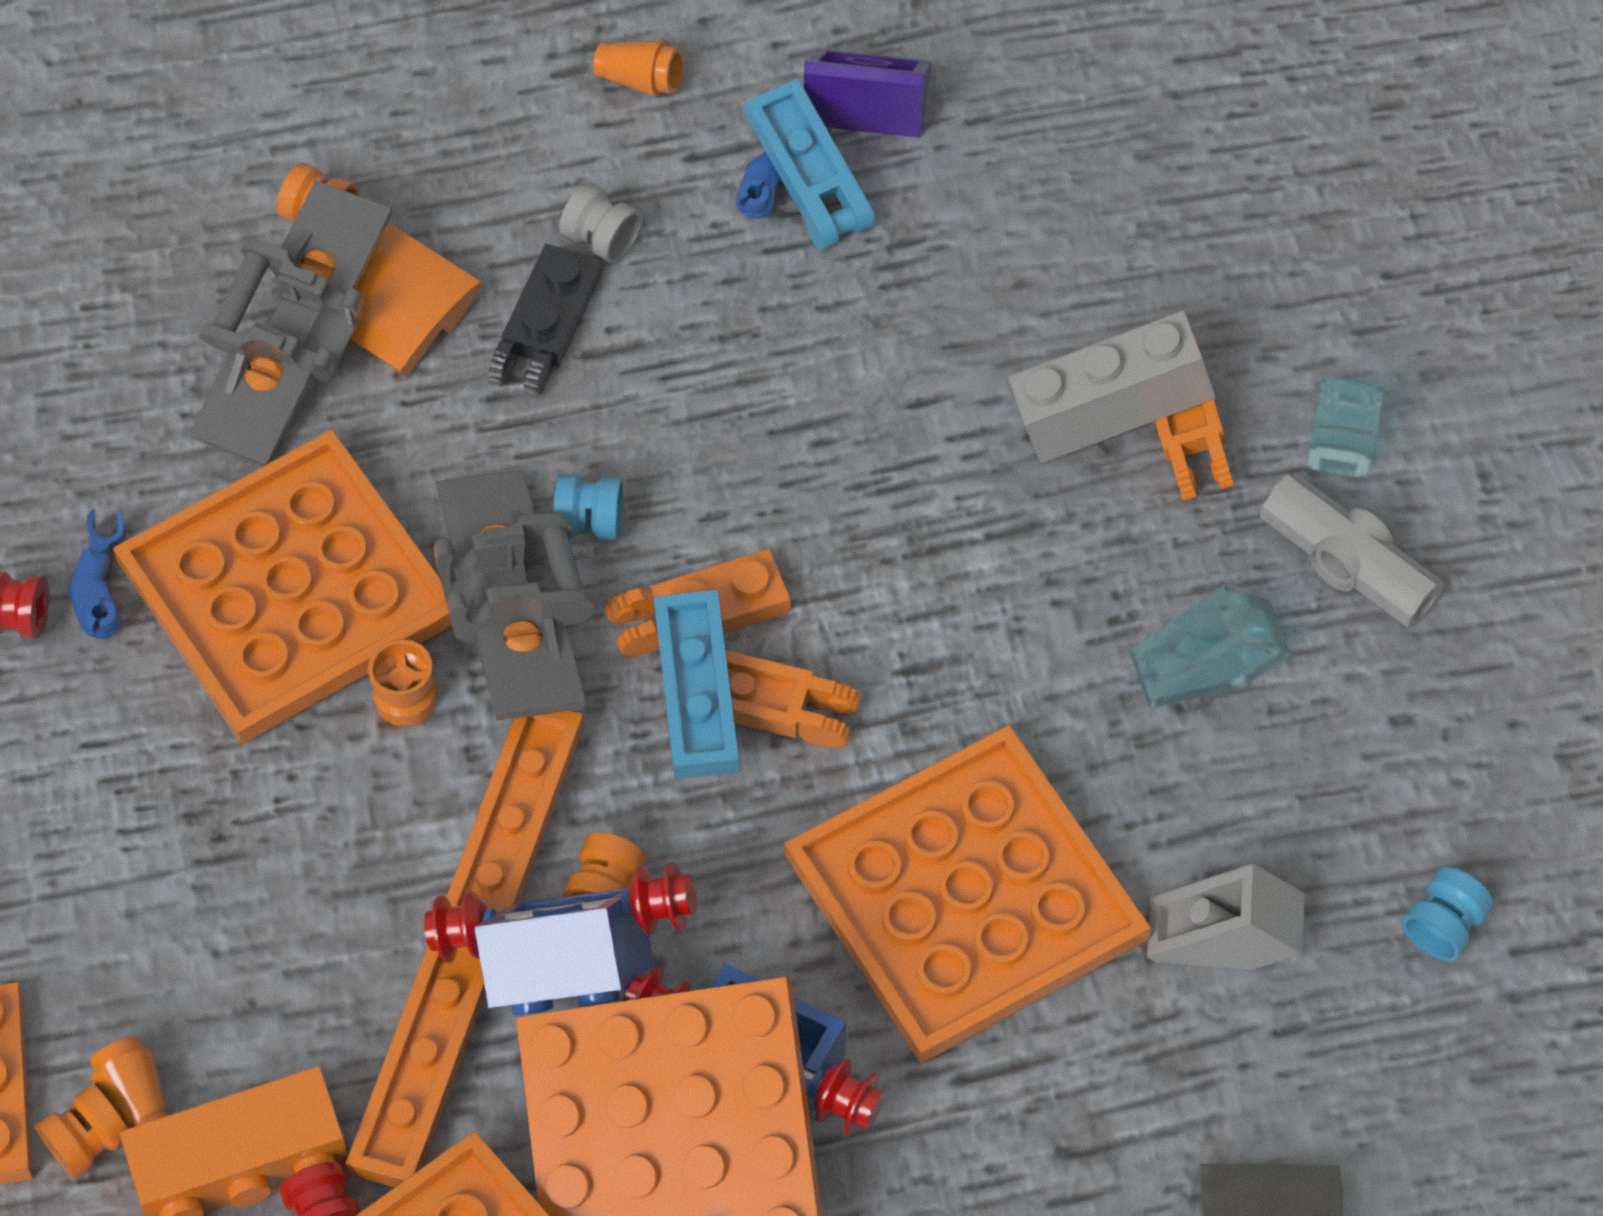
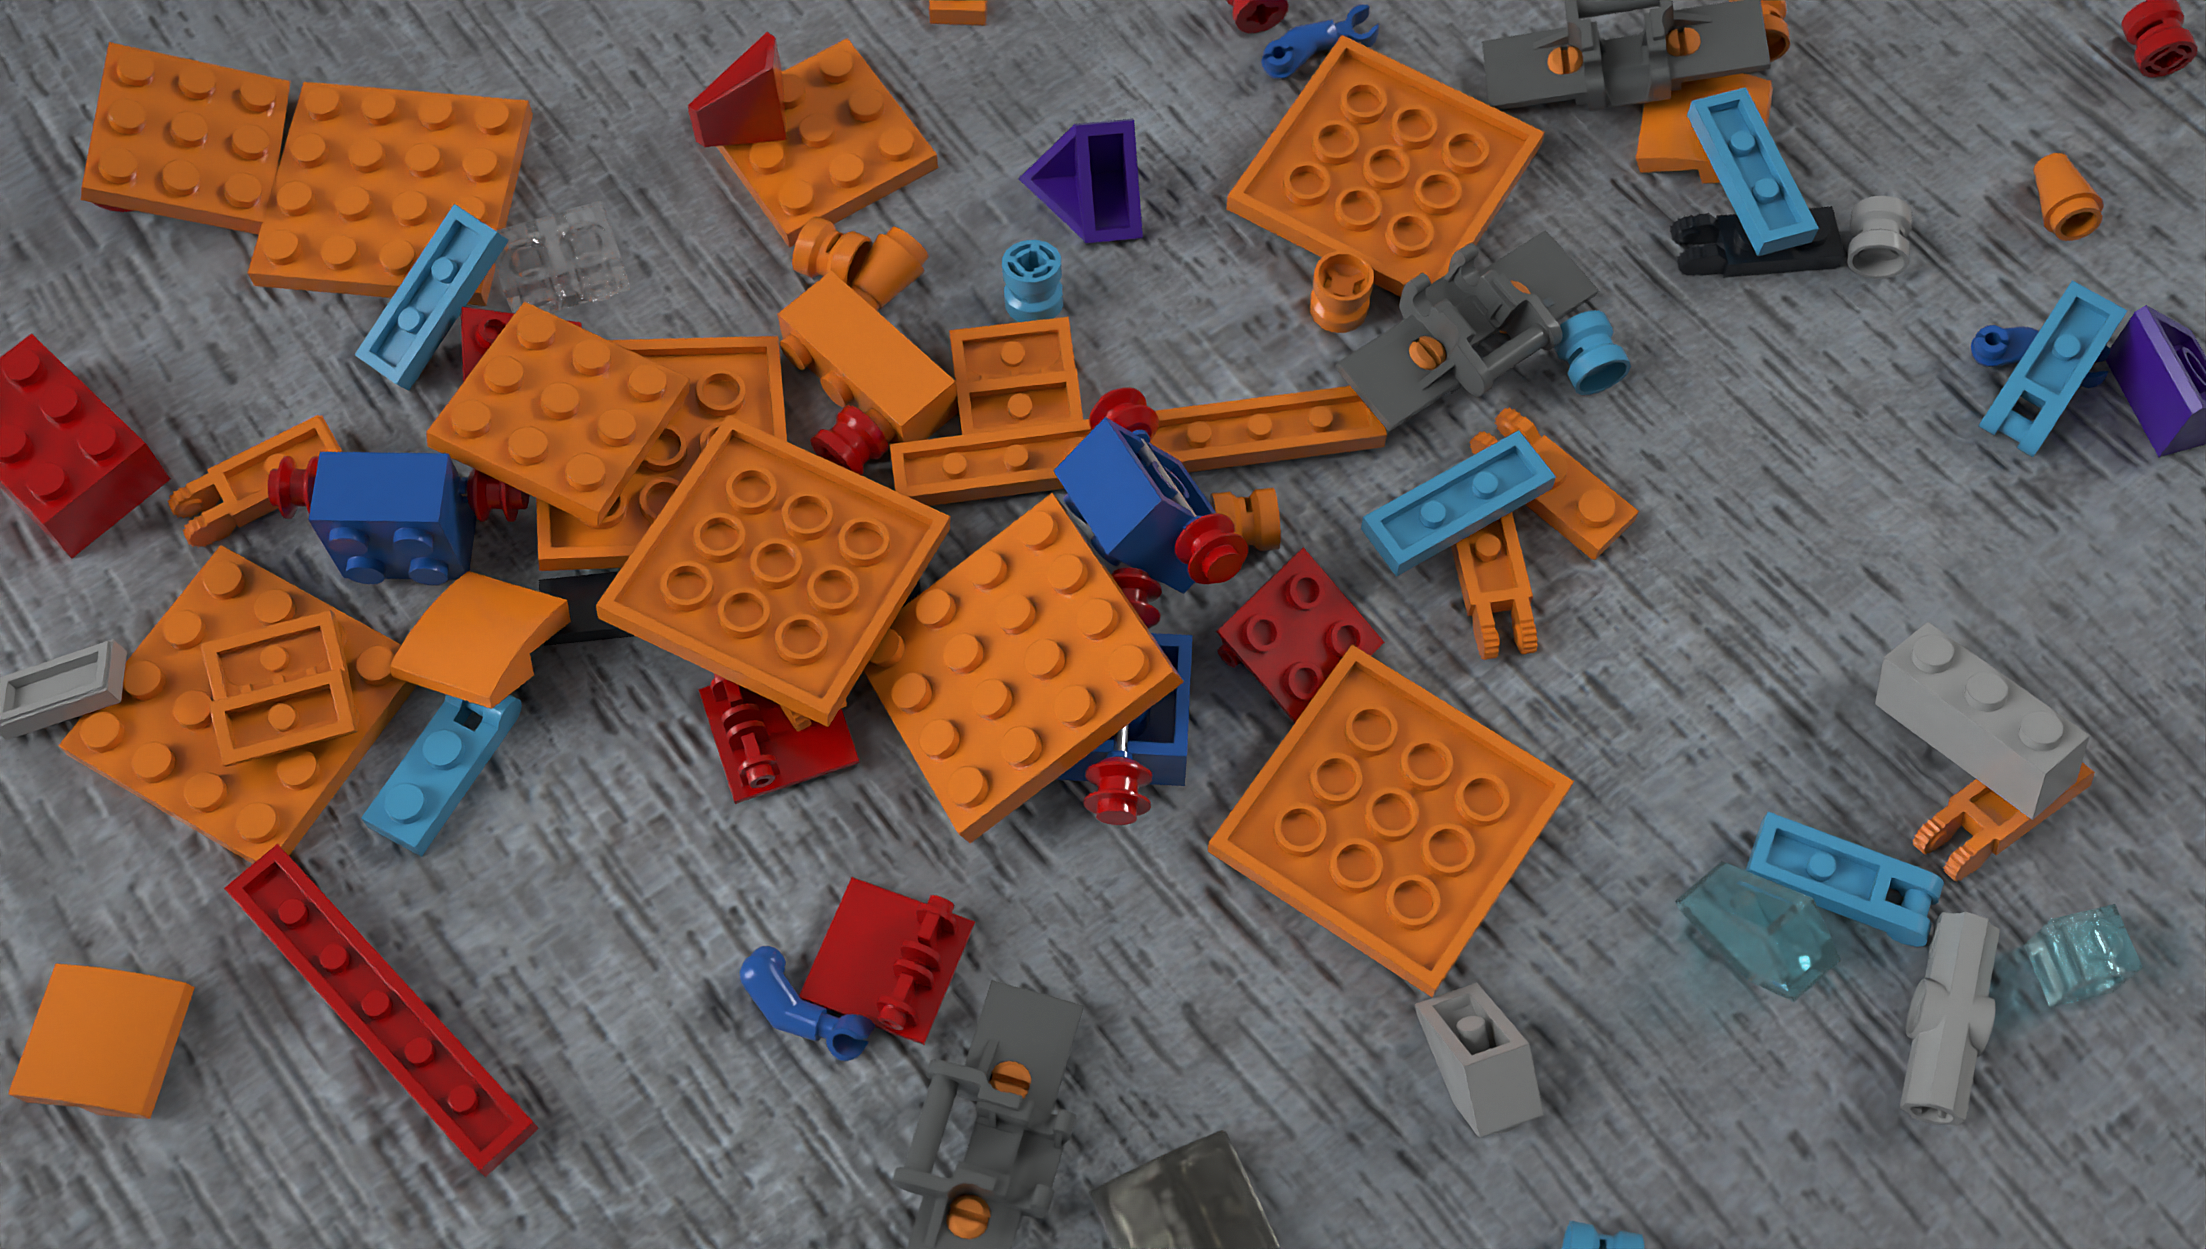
camera: 65 degrees right, 5 degrees up
(146, 848) = (1092, 180): none -> dark purple slope
(232, 952) = (1032, 281): none -> dark azure wheel
(328, 1017) = (1015, 375): none -> orange slope
(486, 282) = (1752, 171): none -> dark azure plate
(746, 888) = (1295, 633): none -> red hinge
(1191, 565) = (1846, 878): none -> dark azure plate

